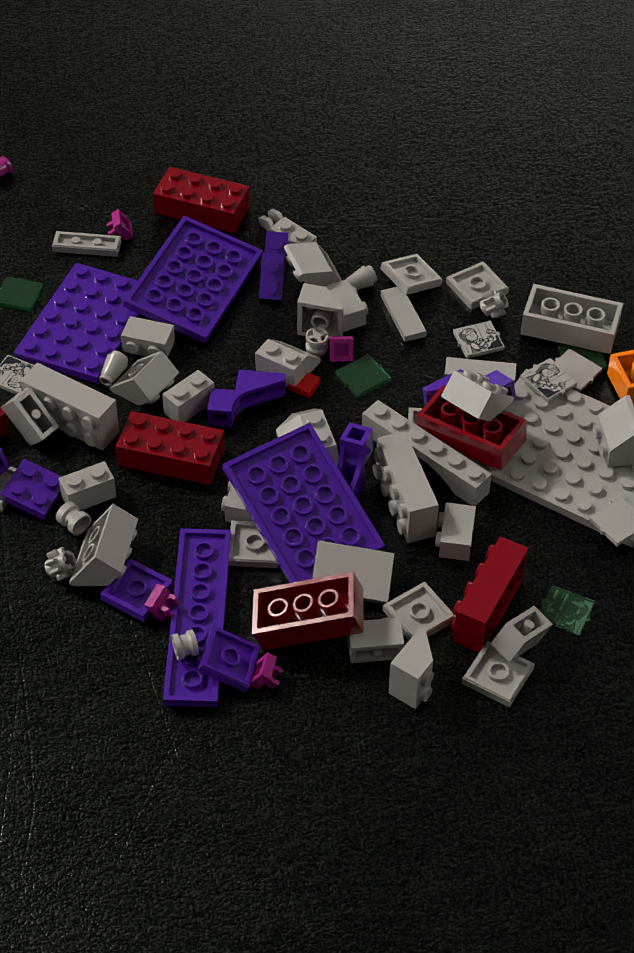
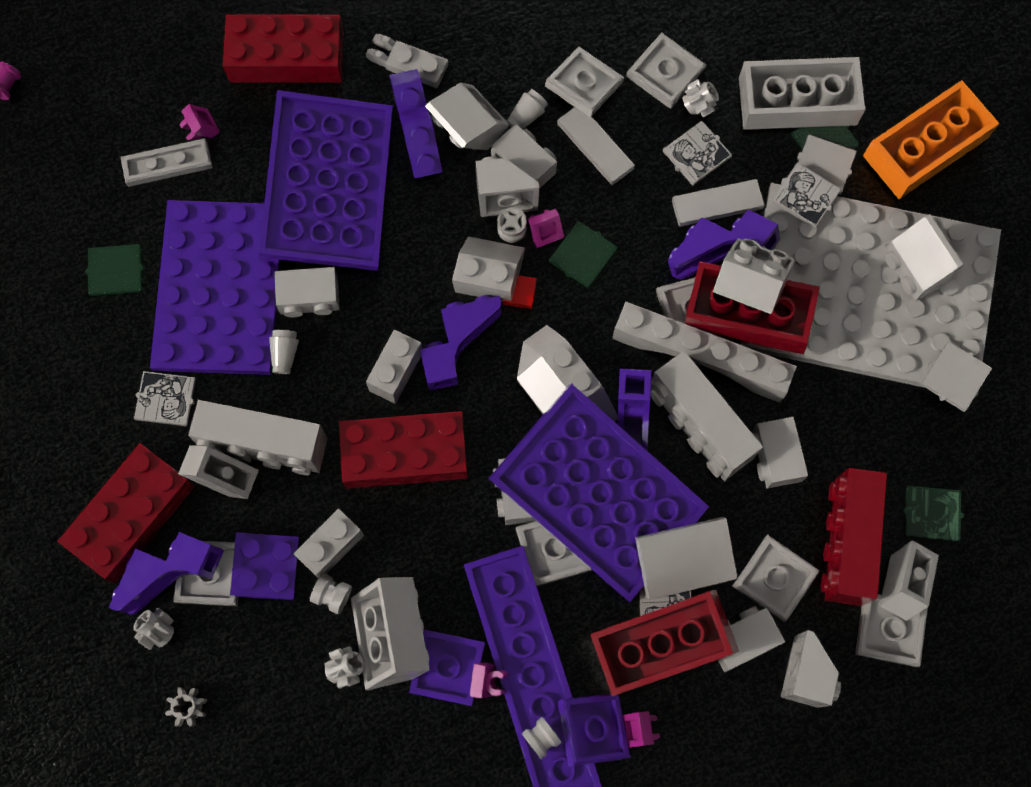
camera: 20 degrees left, 25 degrees up
(146, 379) = (329, 355): light grey slope -> none

